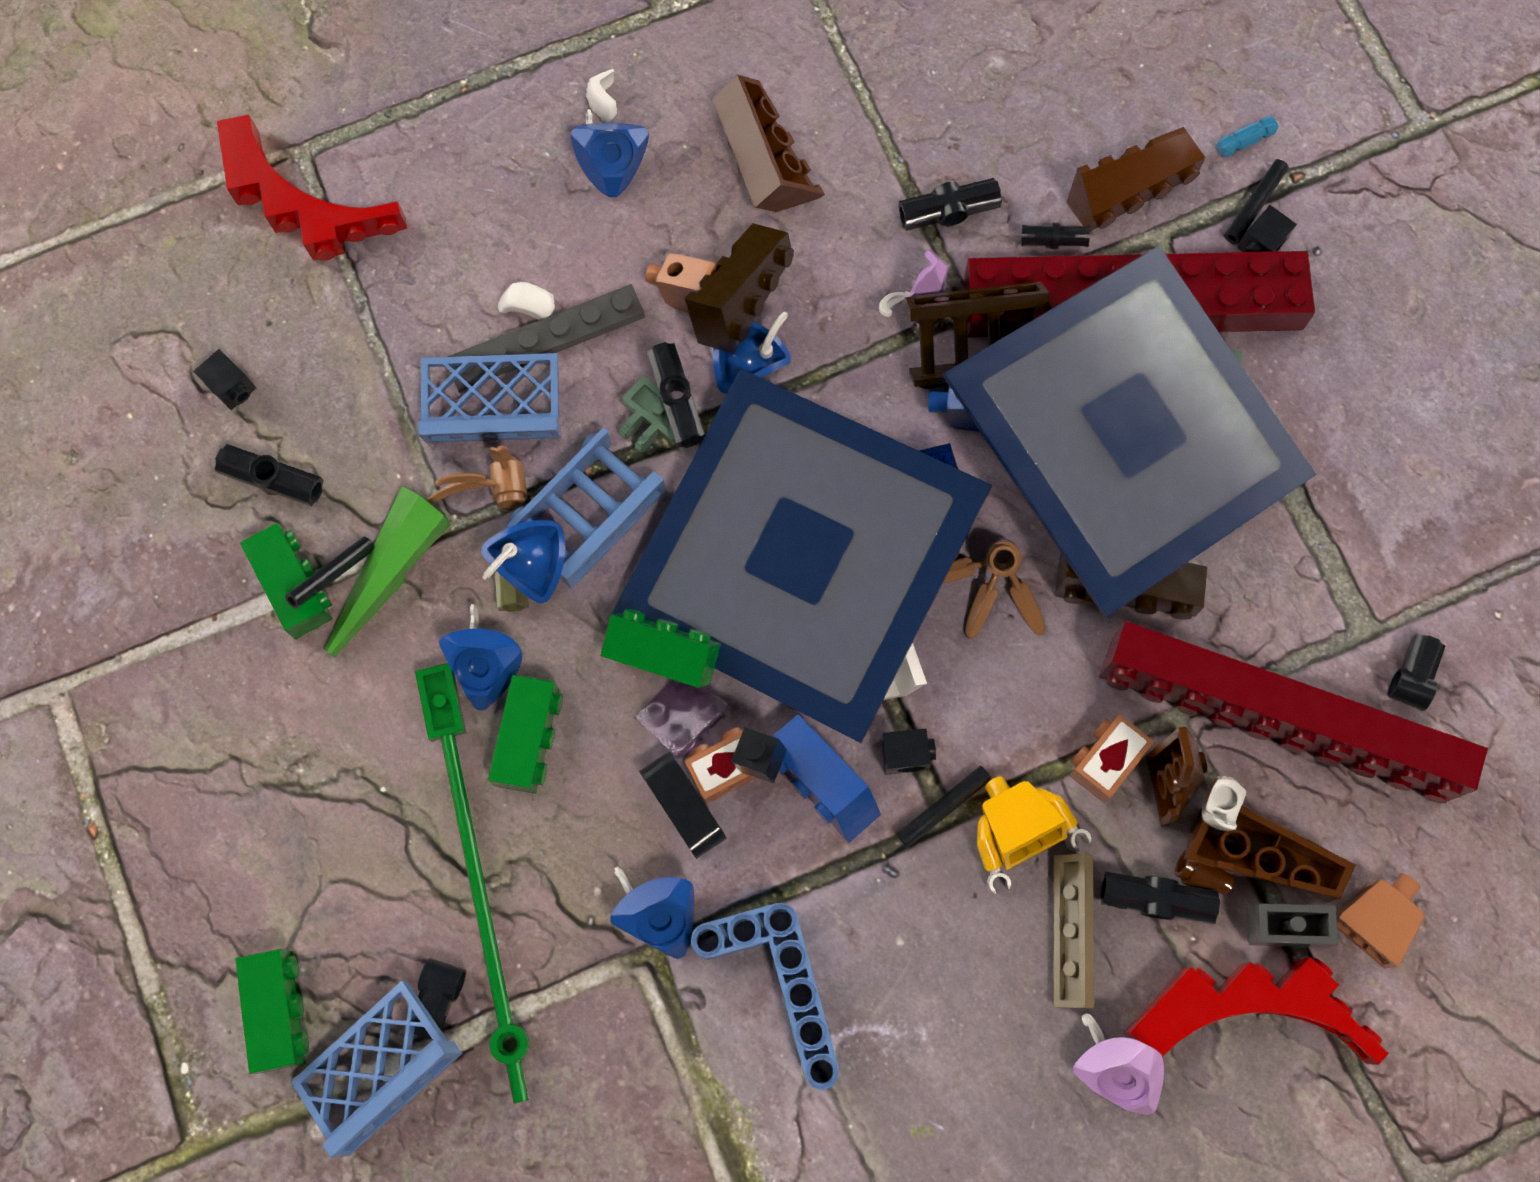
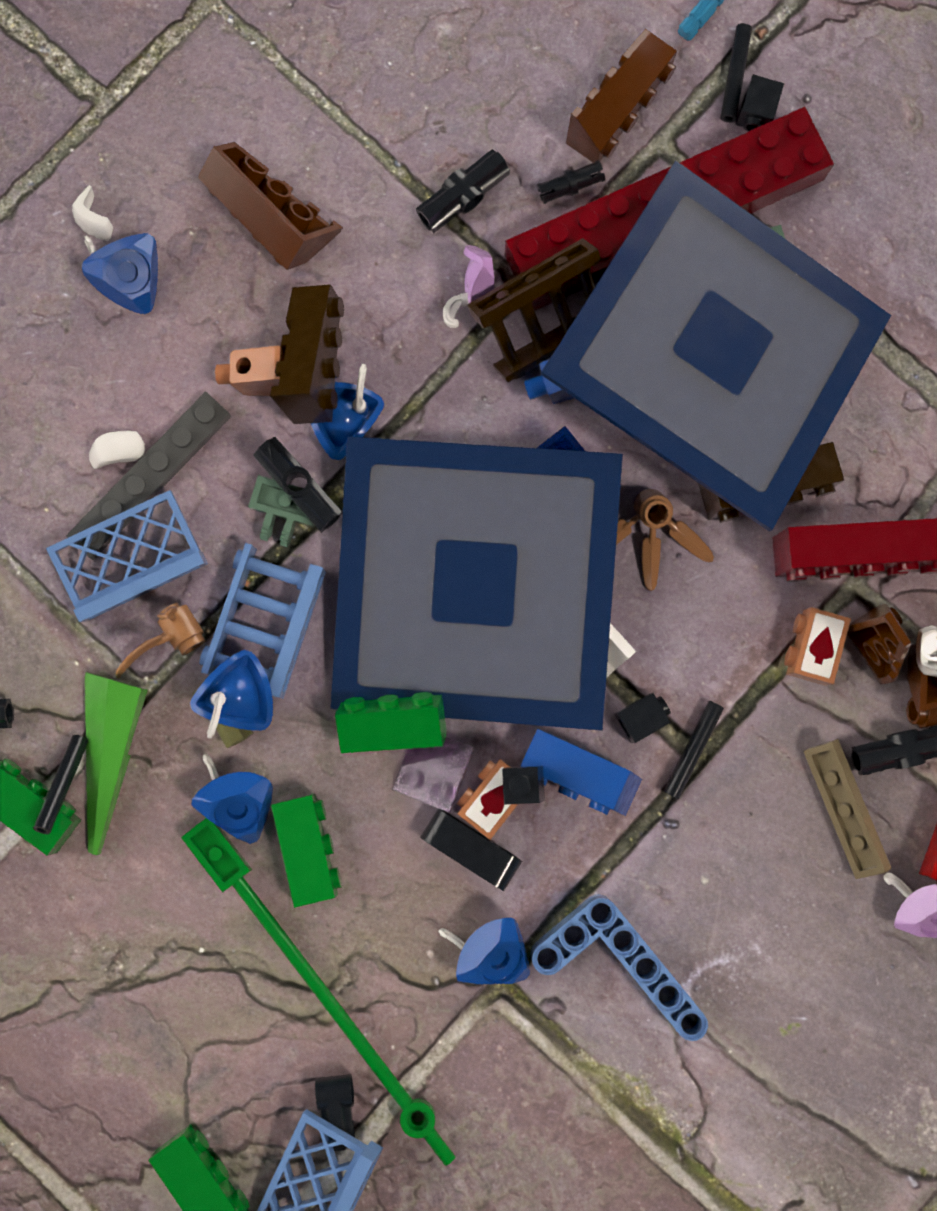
camera: 30 degrees left, 10 degrees up
(1022, 824) = (767, 740): yellow torso -> none

